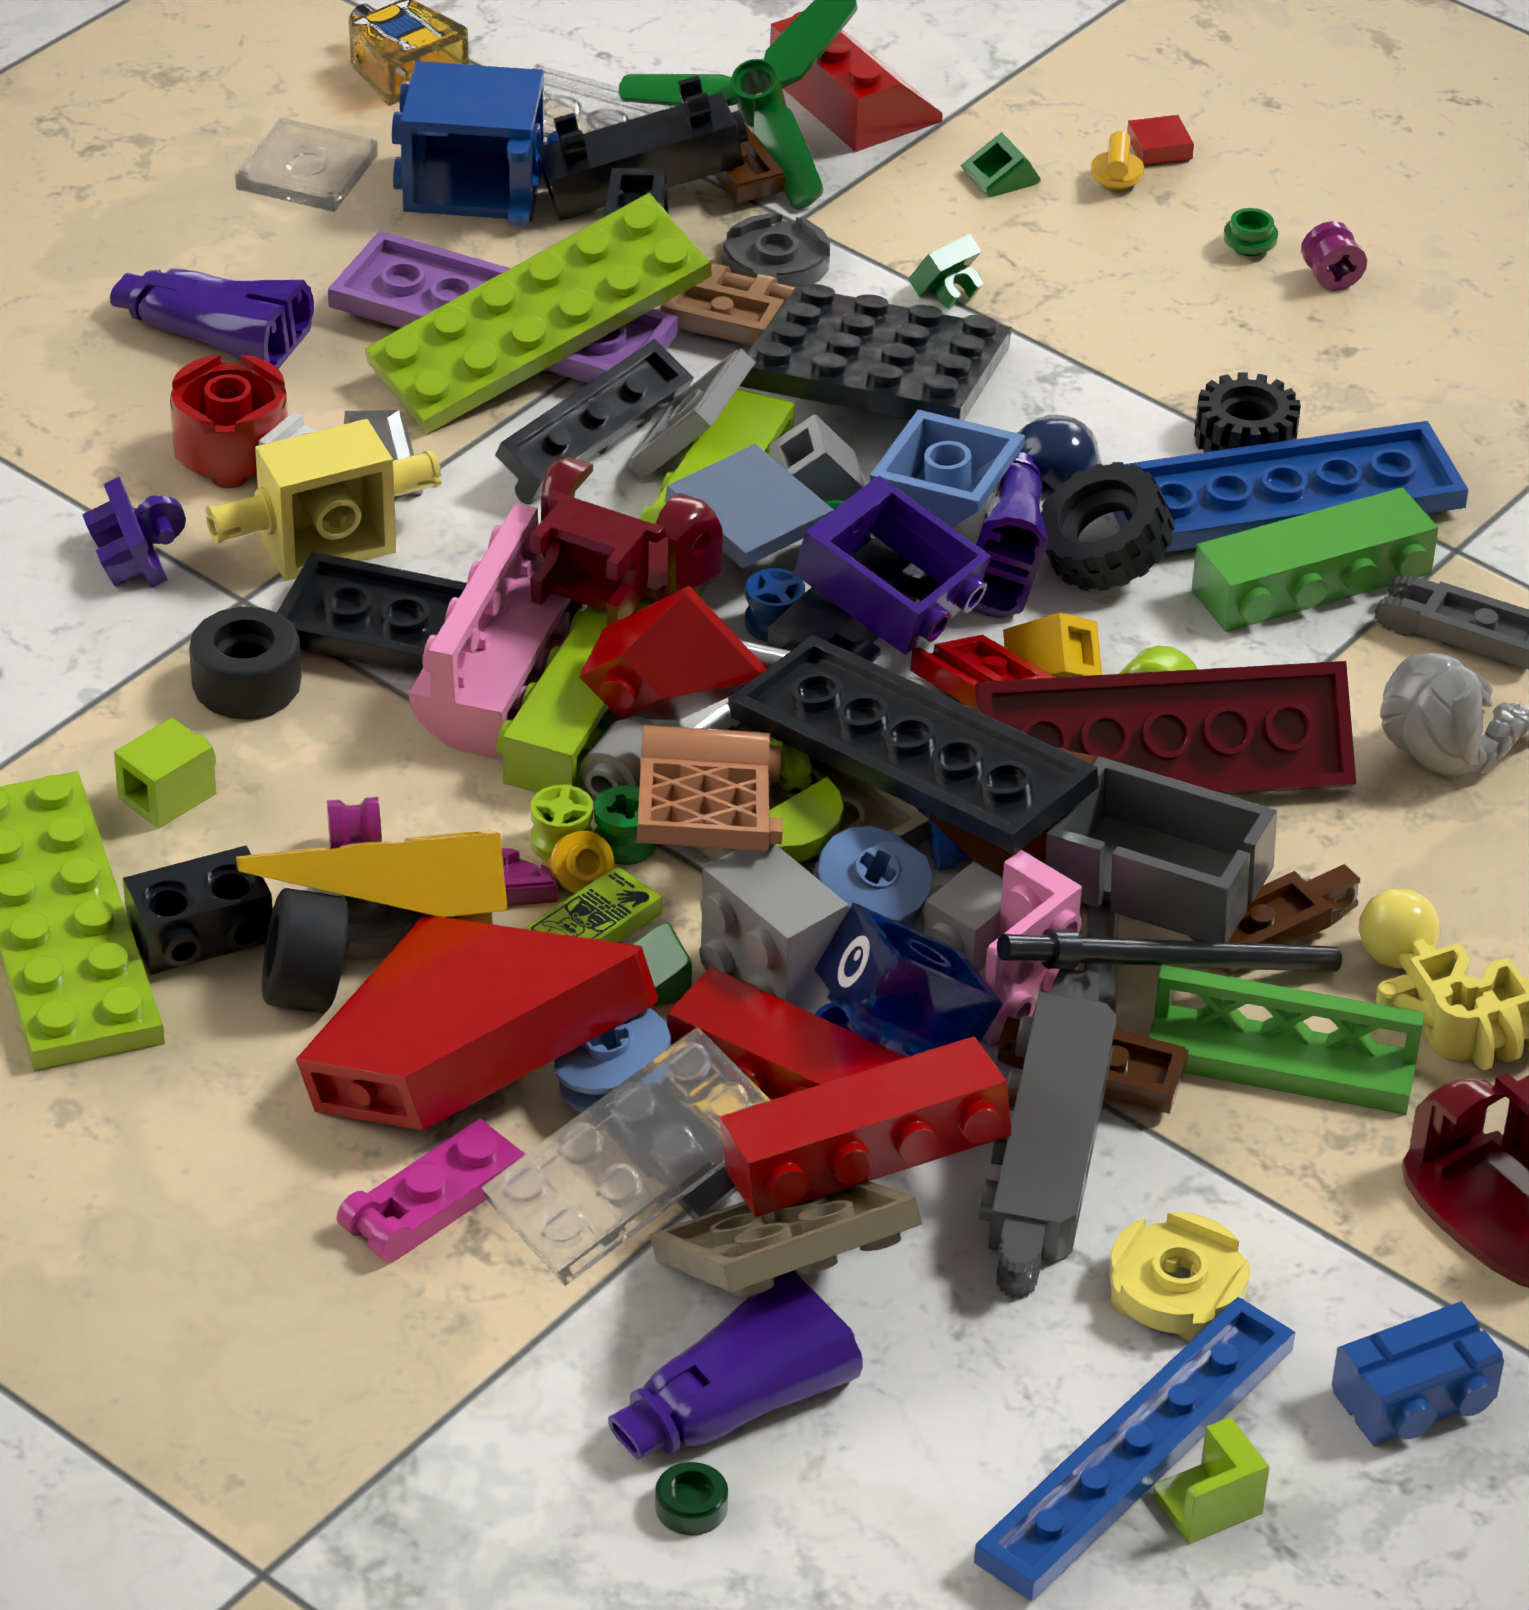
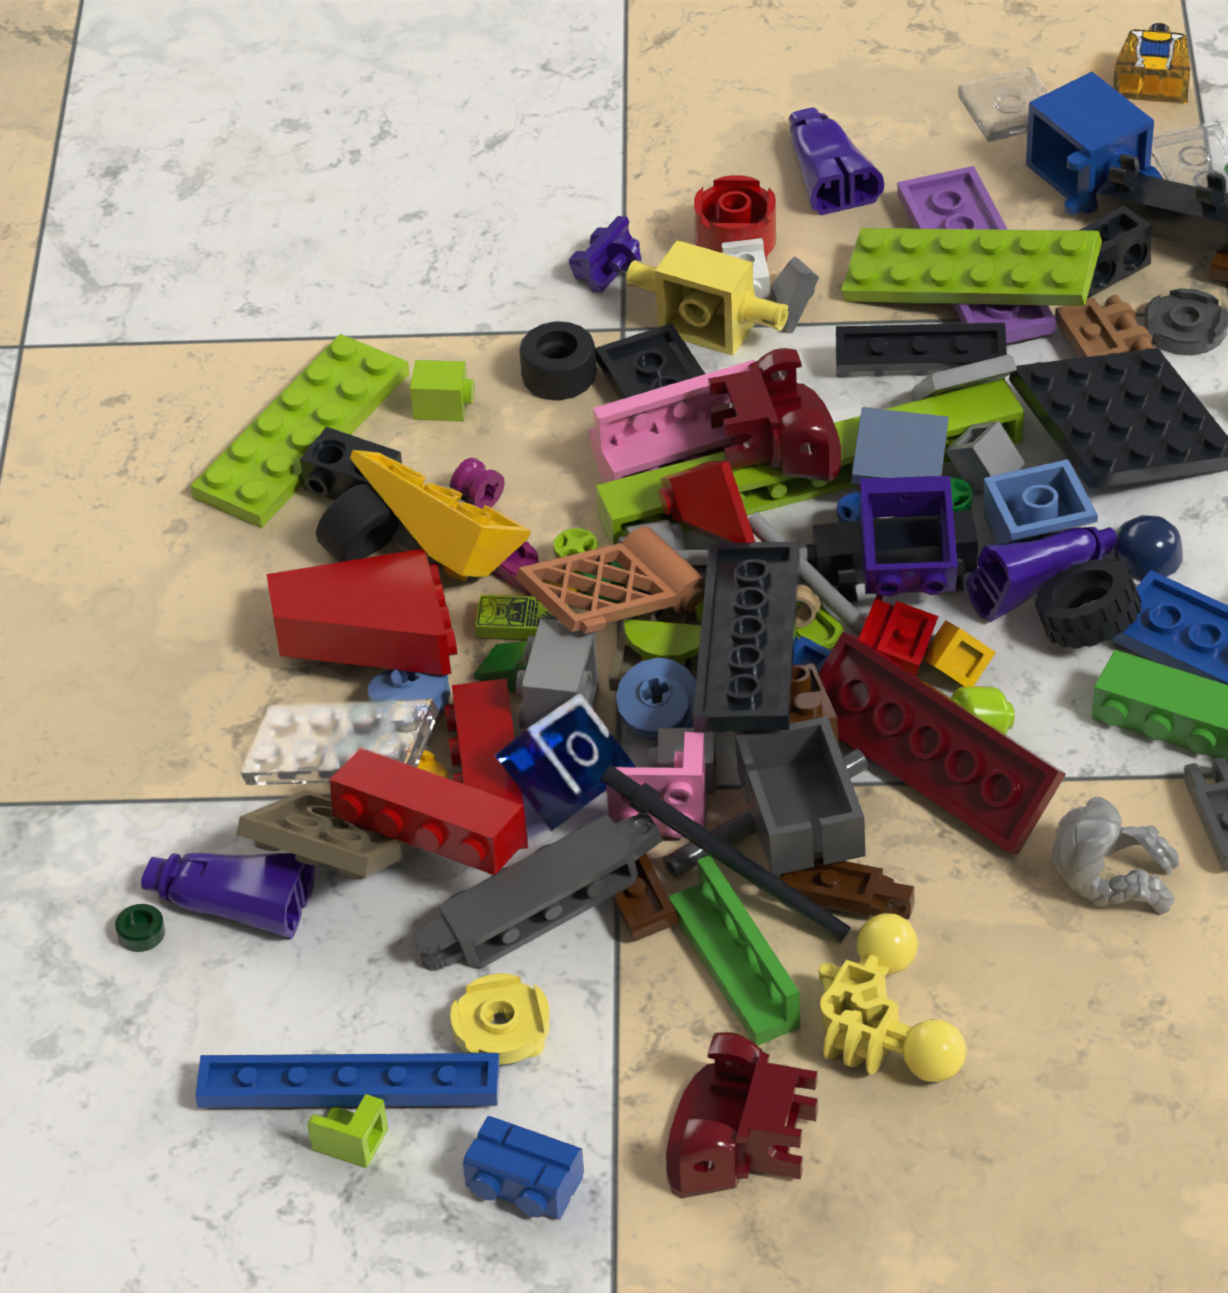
camera: 55 degrees right, 5 degrees up
(428, 1192) = (249, 689): dark pink plate -> none

